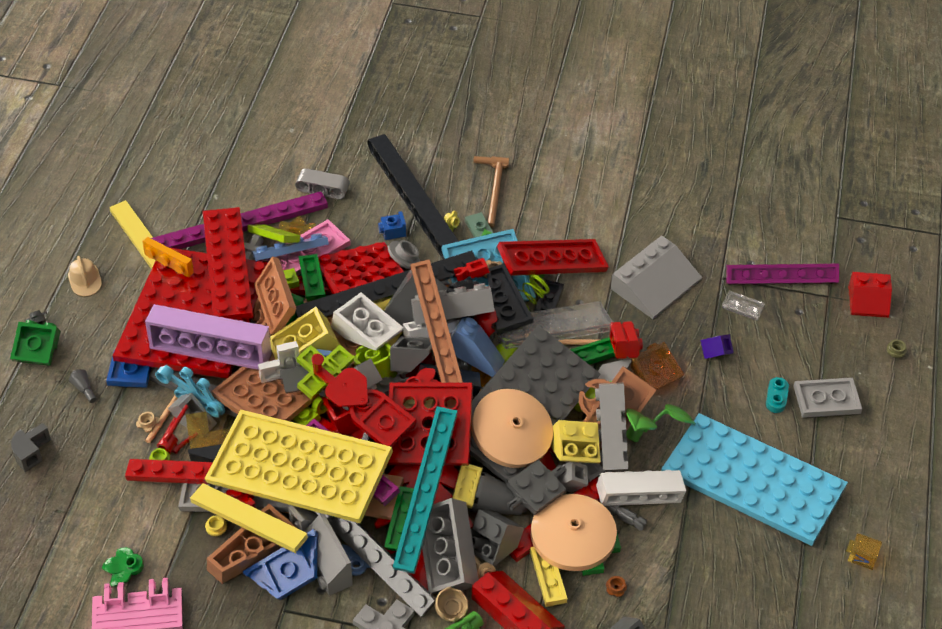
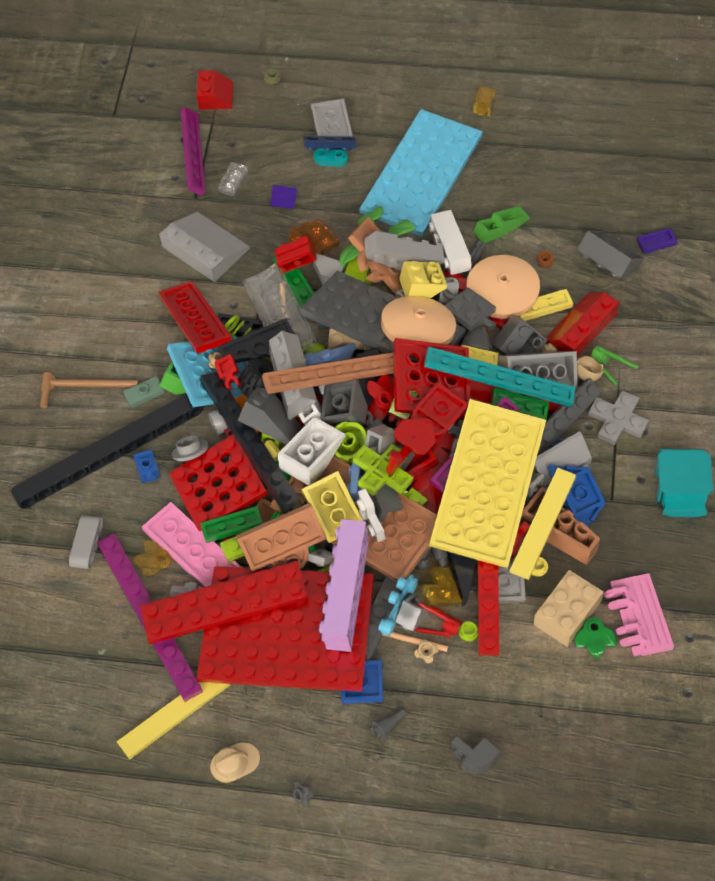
camera: 90 degrees left, 10 degrees up
(35, 342) = (339, 784): green plate -> none
(158, 541) = (568, 608): none -> tan brick
(168, 257) = (225, 658): light orange plate -> none
(274, 233) = (176, 565): lime tile -> none
(282, 248) = (192, 550): medium blue plate -> none
(452, 220) = (136, 413): light yellow plate -> none
(671, 547) = (500, 224): none -> bright green slope
(790, 387) = (329, 142): none -> dark blue plate

